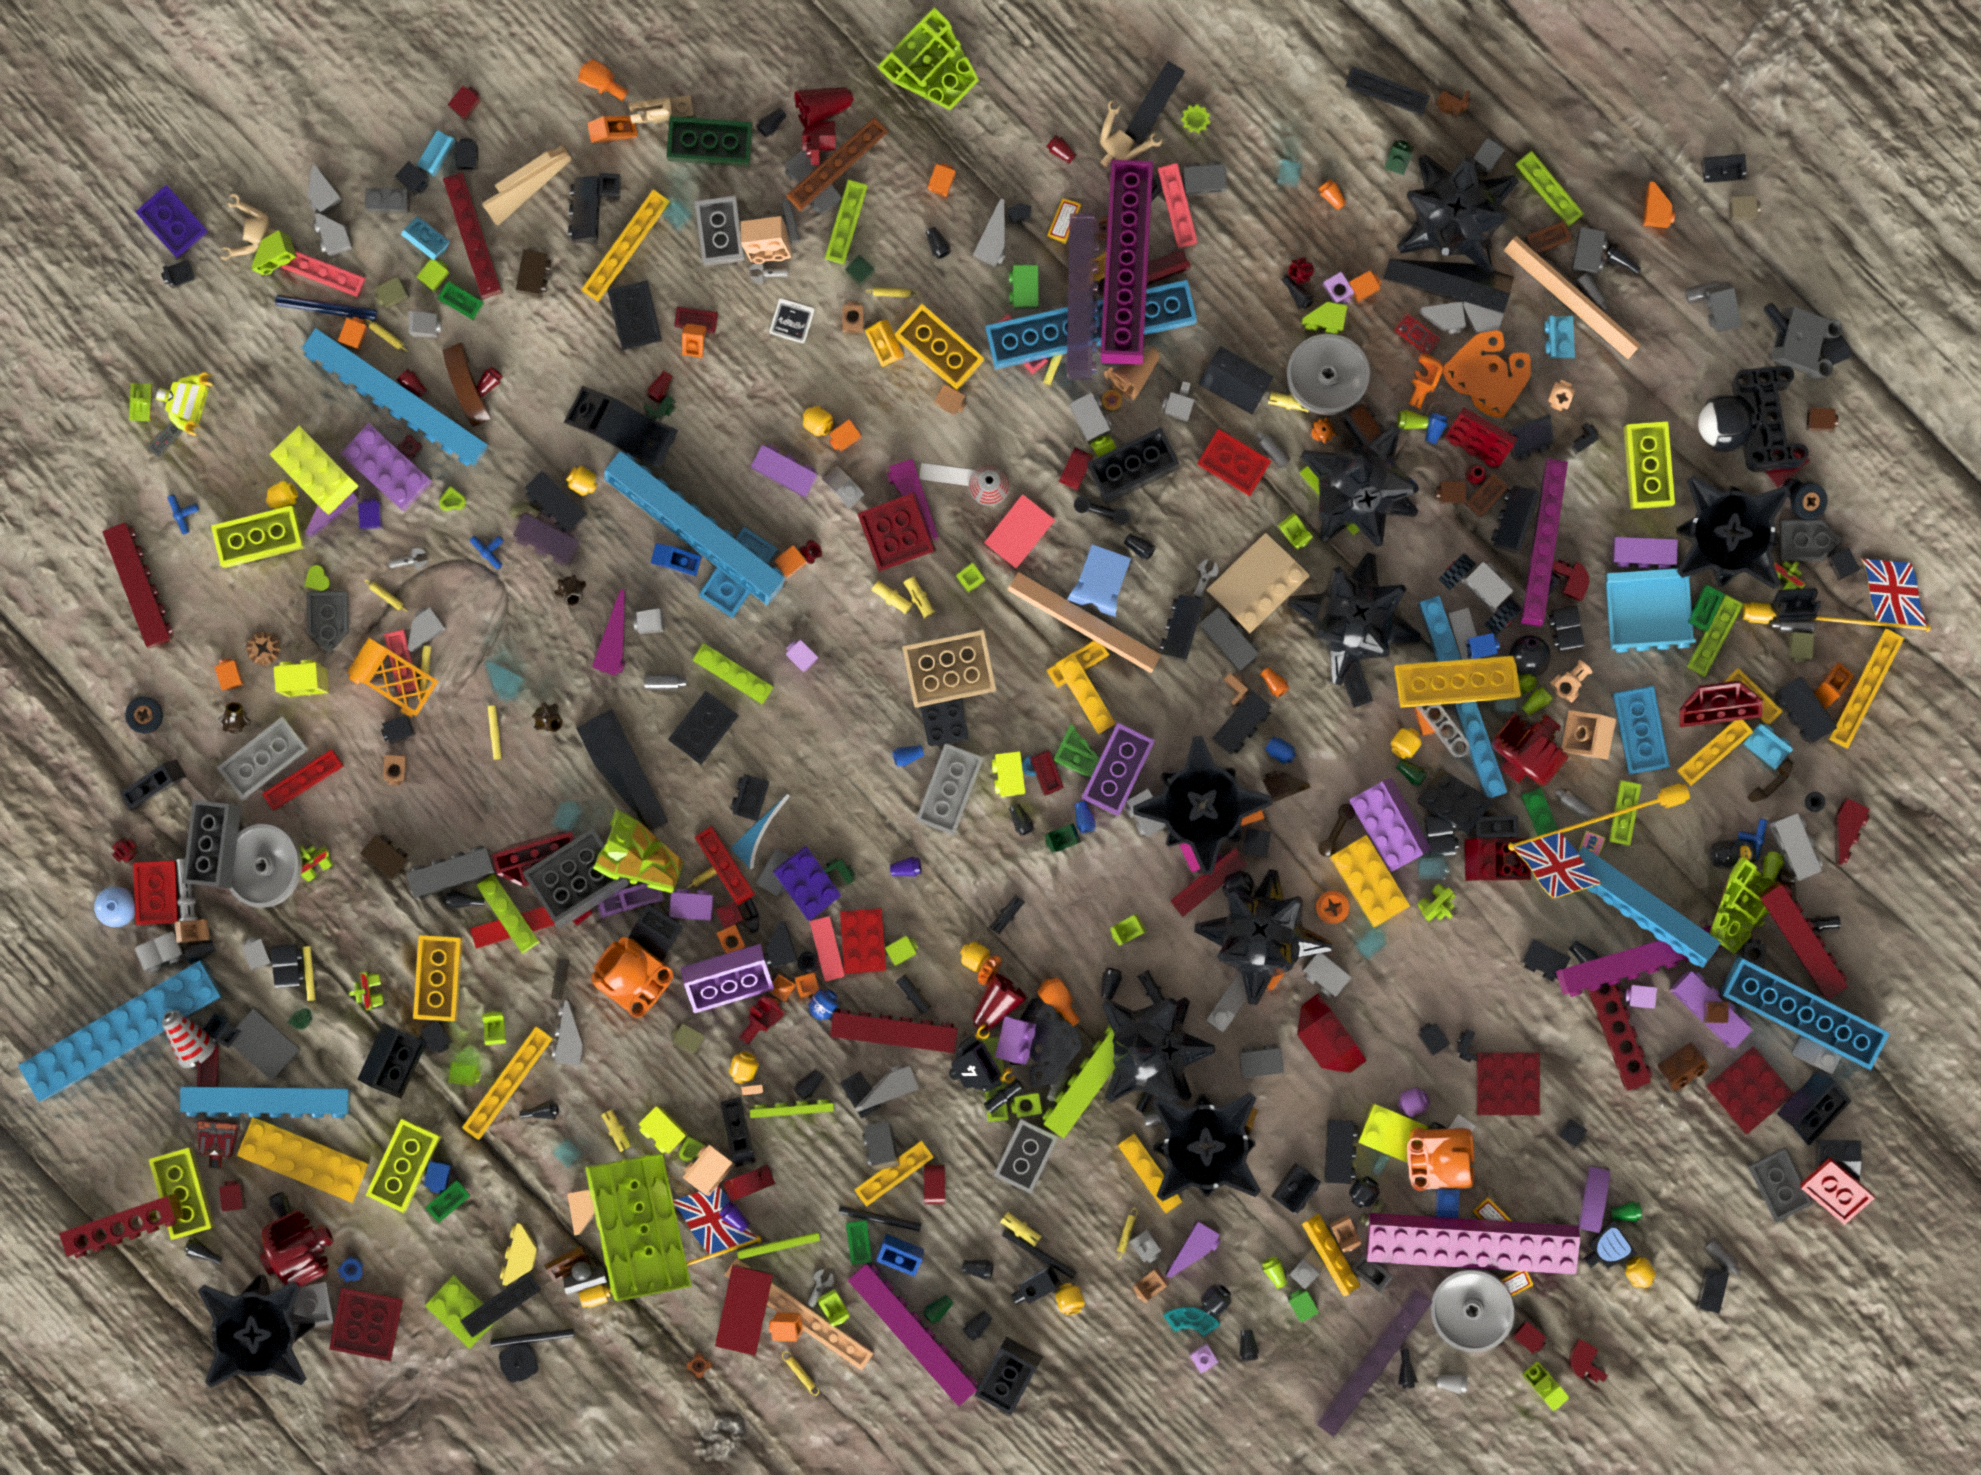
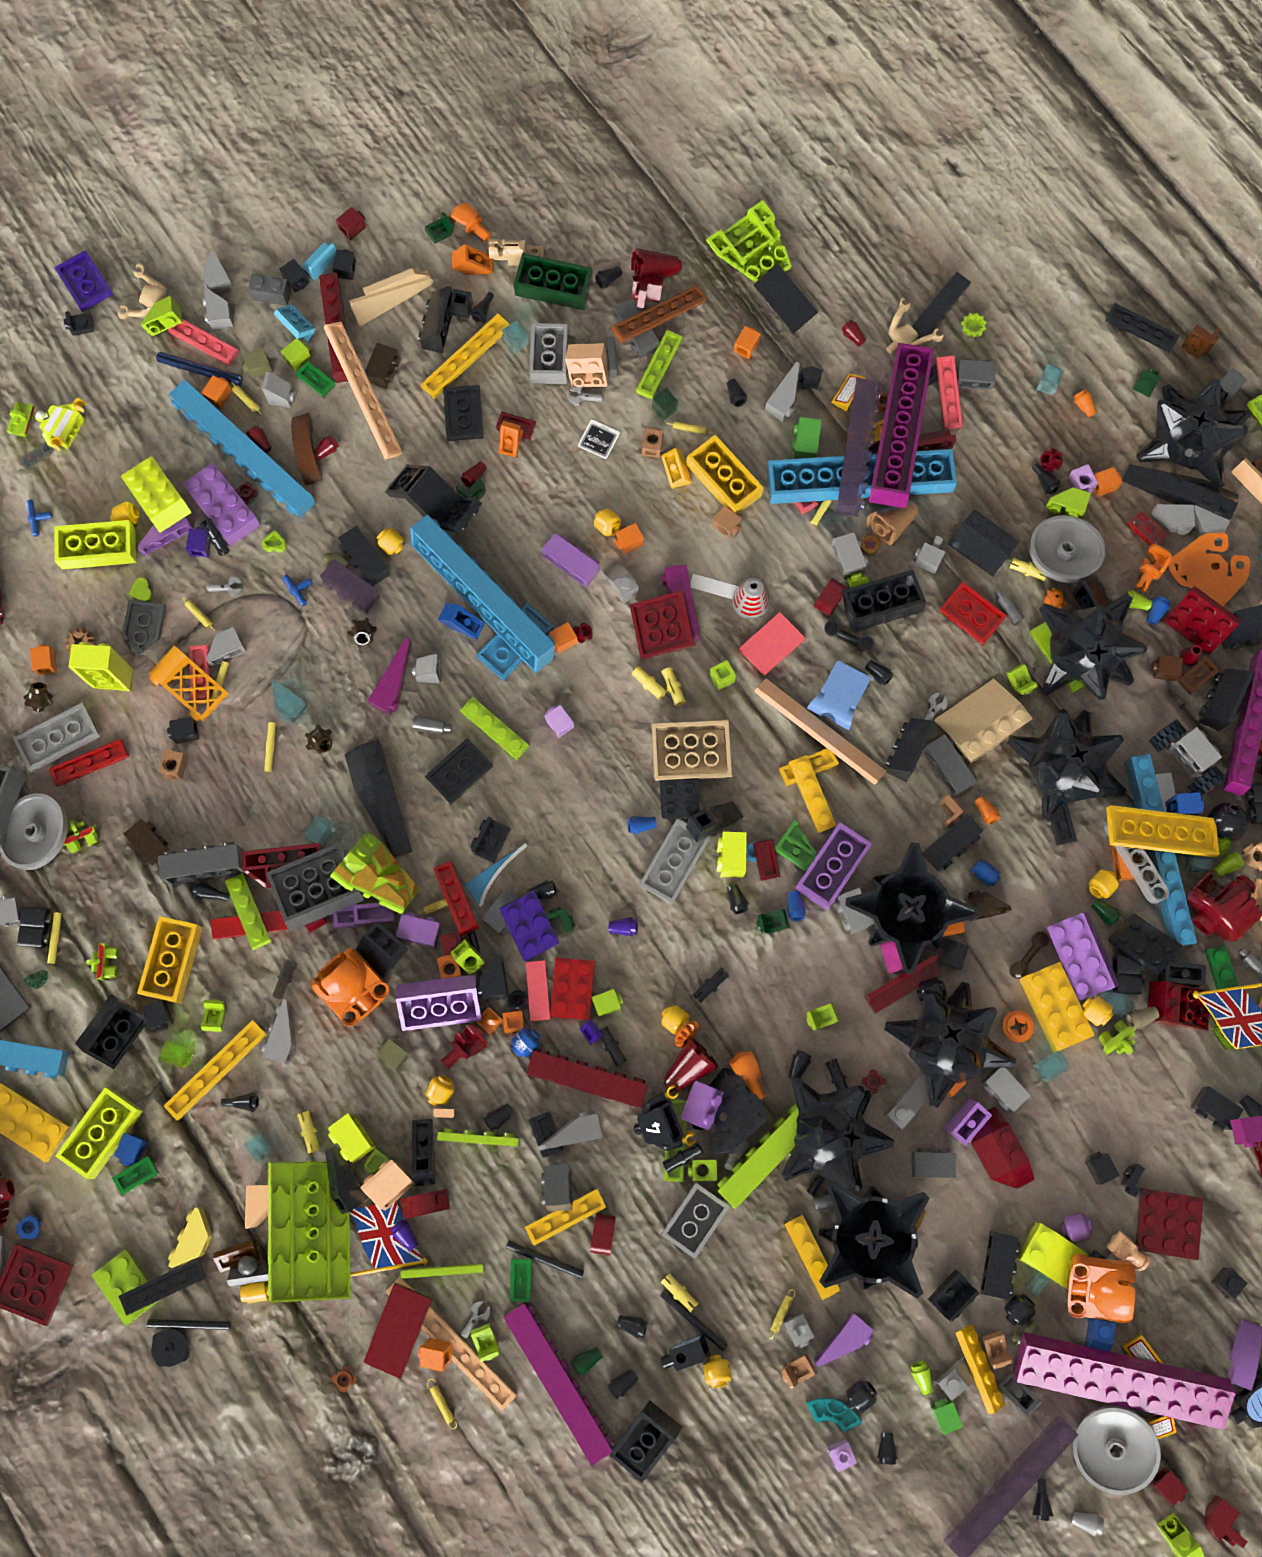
camera: 10 degrees right, 10 degrees down
(388, 508) = (215, 537): none -> black pin
(519, 310) = (363, 390): none -> light nougat tile
(568, 93) = (440, 229): none -> dark green bracket
(632, 188) = (480, 311): none -> black cone
(663, 1177) = (343, 1184): none -> black slope
(746, 921) = (464, 951): none -> lime brick
(816, 842) = (544, 890): none -> black cone
(889, 983) = (591, 1032): none -> dark purple tile
(900, 1255) = (558, 1299): blue brick -> none
(977, 119) = (785, 298): none -> black sticker
(984, 740) = (712, 820): none -> black slope
(1190, 993) = (878, 1081): none -> dark red plate
(1290, 1013) = (967, 1121): none -> medium lavender brick
(1409, 880) = (1097, 1010): none -> yellow head
(1457, 879) = (1142, 1017): none -> dark tan cone
(1465, 1116) = (1128, 1251): none -> light nougat connector

